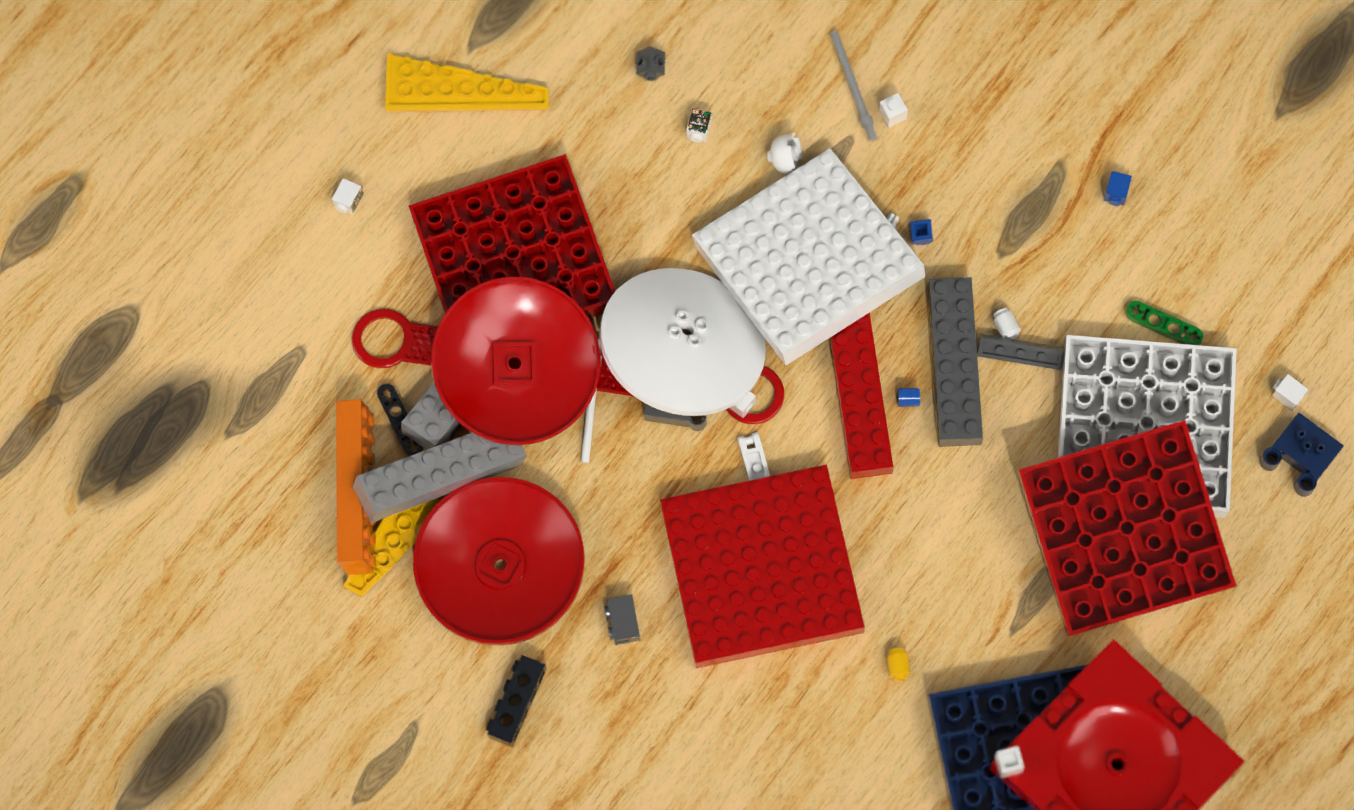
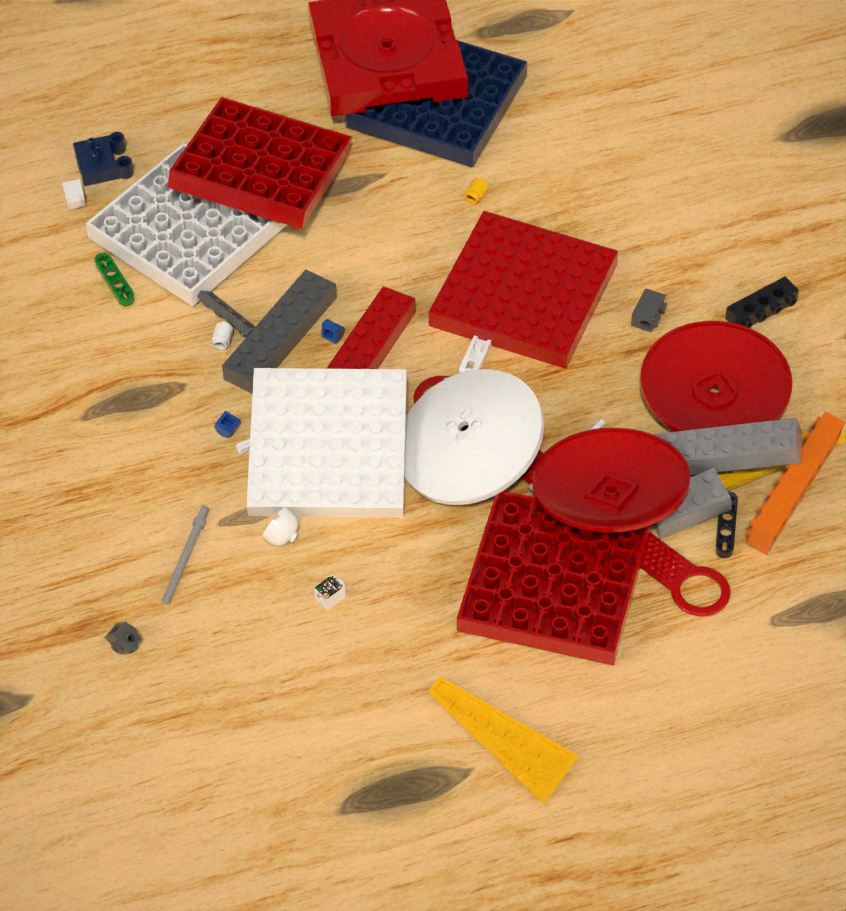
camera: 150 degrees left, 20 degrees down
(347, 196) = (658, 706): white brick -> none
(650, 63) = (331, 657): dark grey brick -> none
(893, 110) = (173, 513): white brick -> none
(1009, 762) = (461, 60): white panel -> none
(1117, 188) = (62, 371): blue brick -> none

